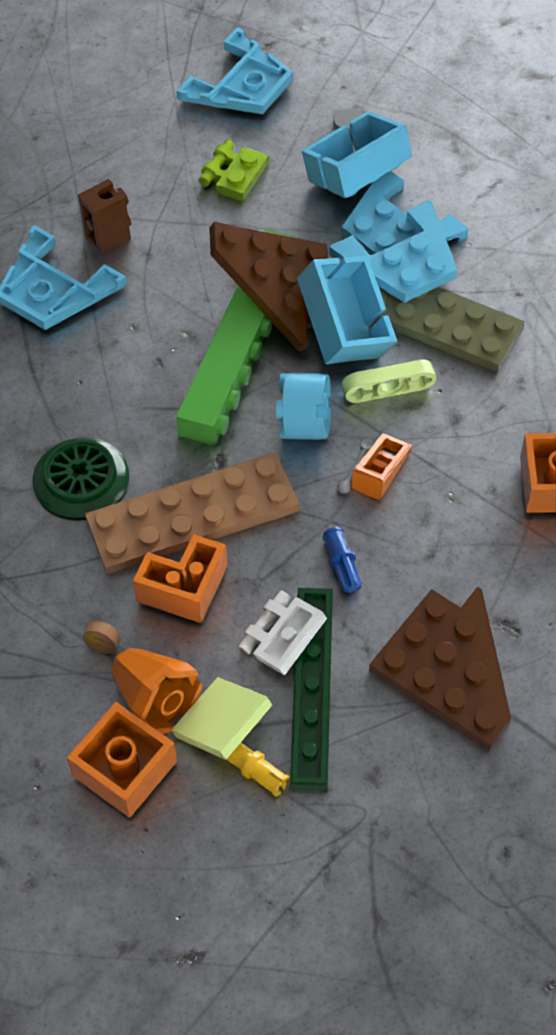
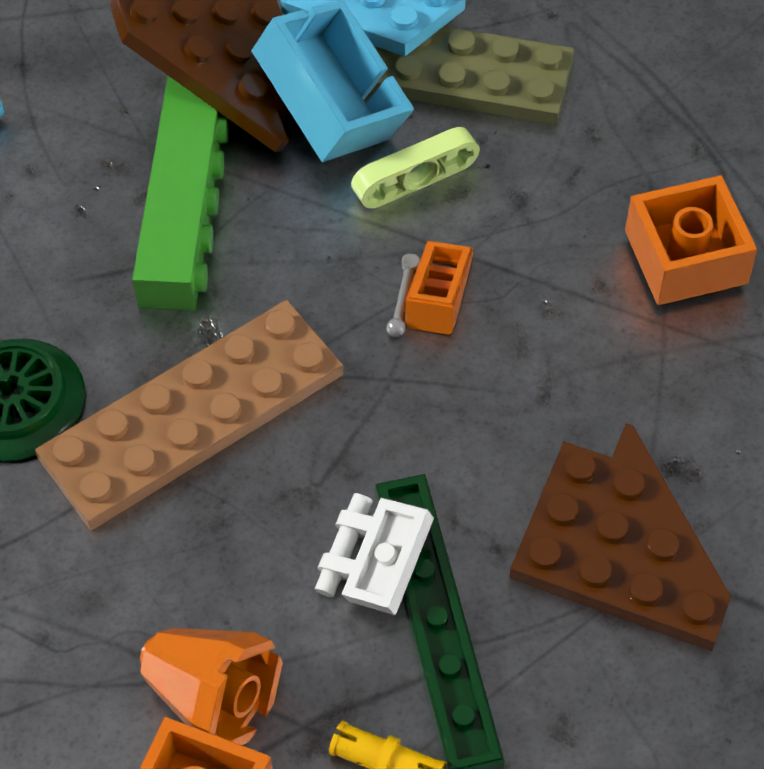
camera: 15 degrees left, 0 degrees up
(101, 637) = (111, 625): medium nougat tile -> none
(182, 586) = (209, 522): orange brick -> none
(221, 717) = (324, 700): yellowish green tile -> none
(304, 406) = (310, 226): medium azure brick -> none
(342, 559) = (426, 429): blue axle -> none

